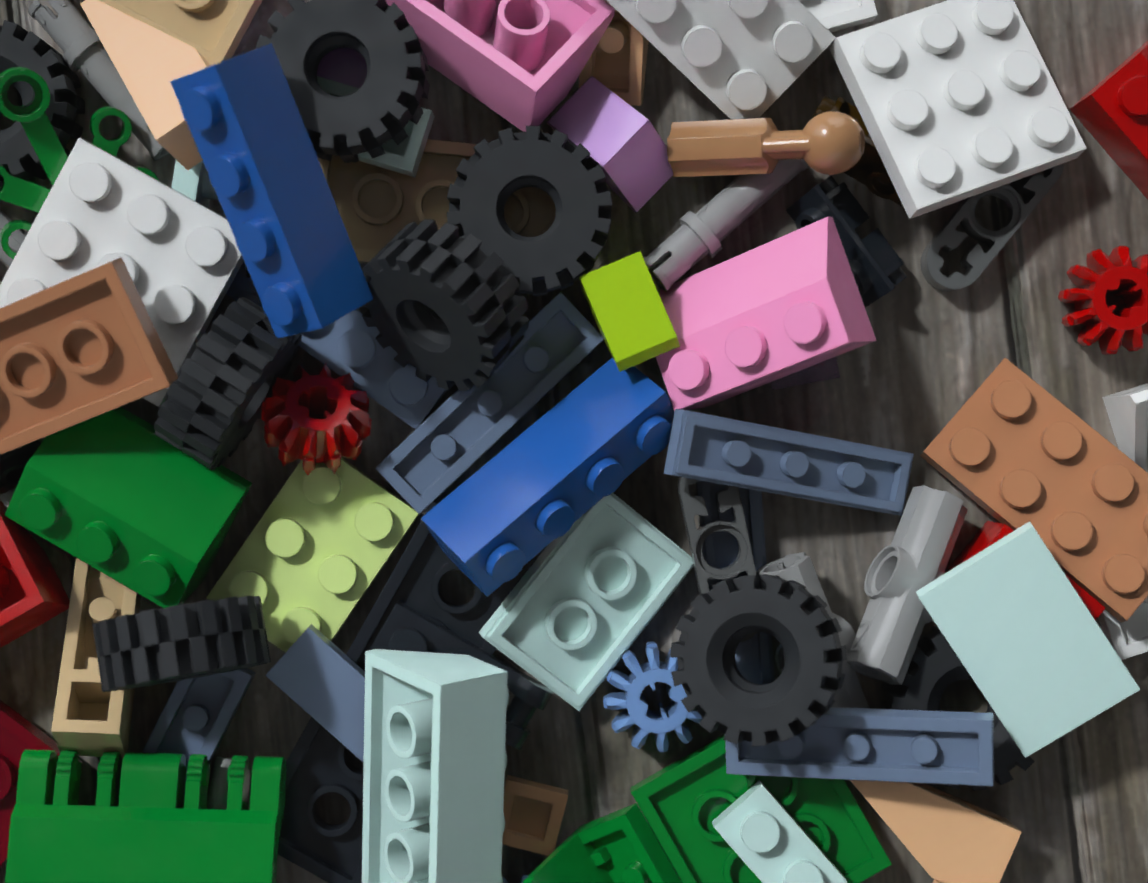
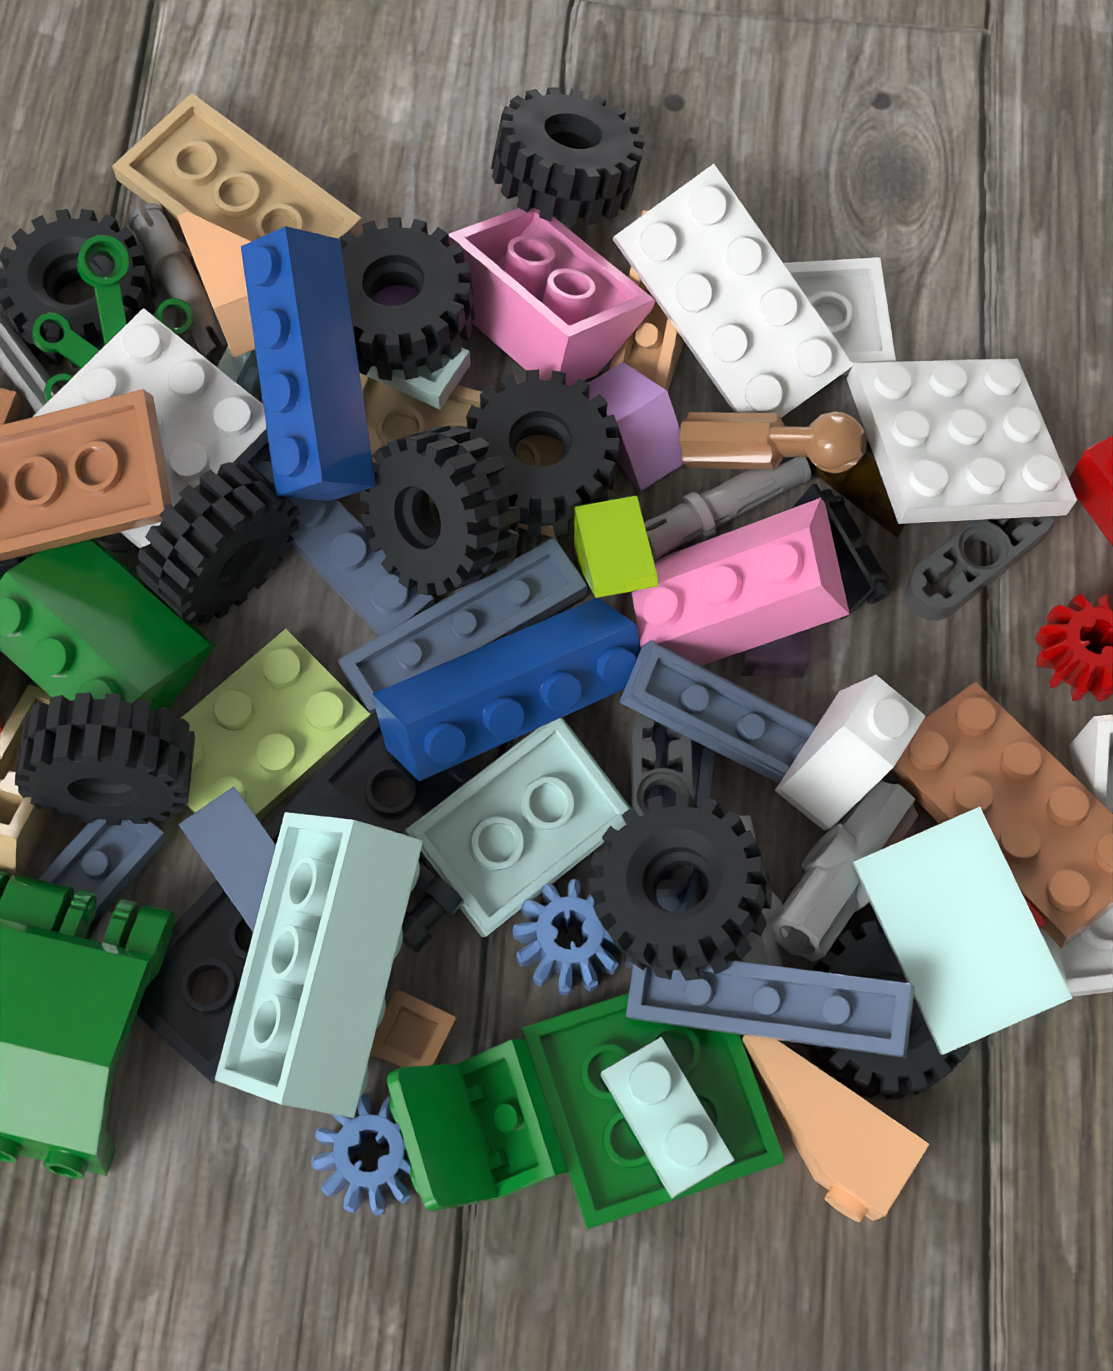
camera: 10 degrees right, 20 degrees down
(316, 419) = (293, 601): red gear -> none
(895, 470) = (850, 750): none -> white slope

